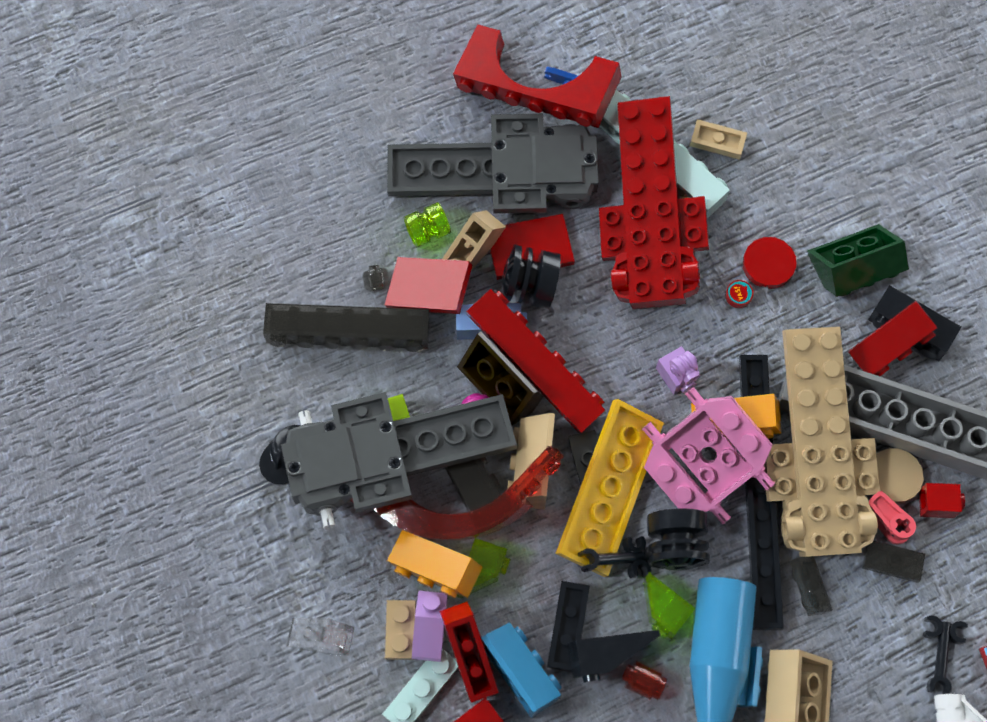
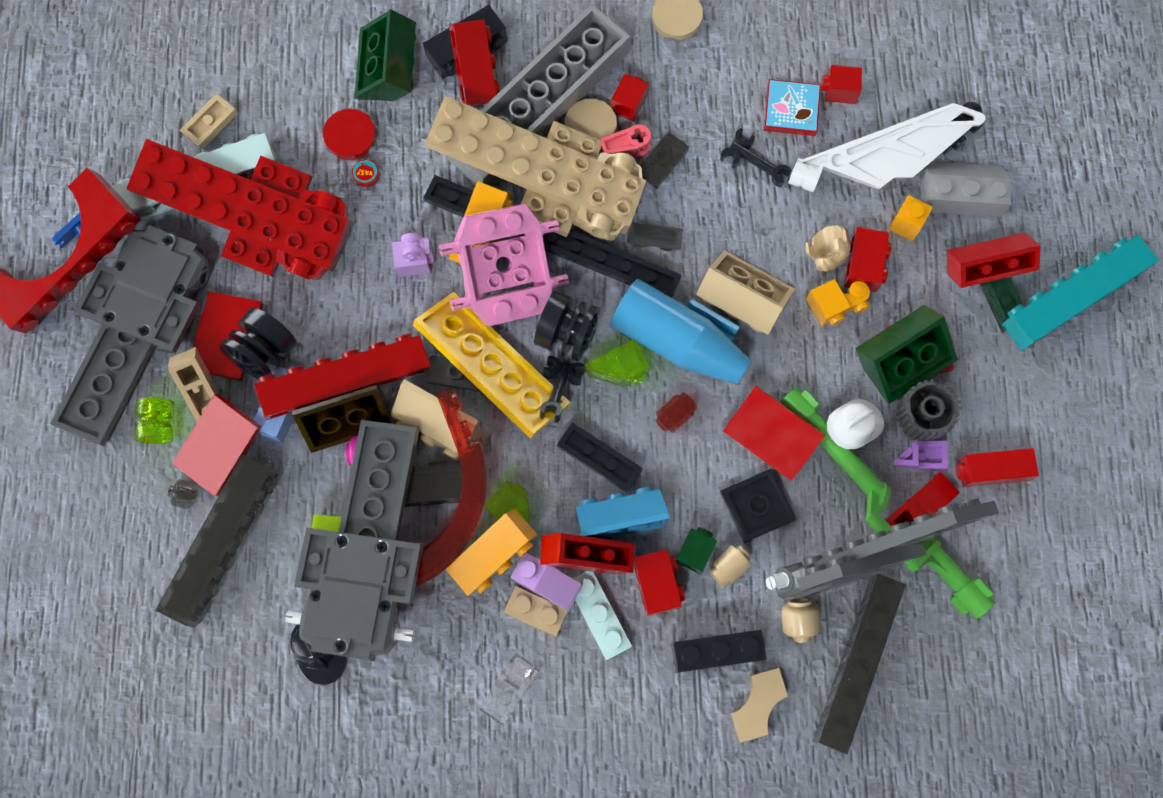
camera: 65 degrees left, 5 degrees up
(602, 654) = (641, 435): black slope -> none

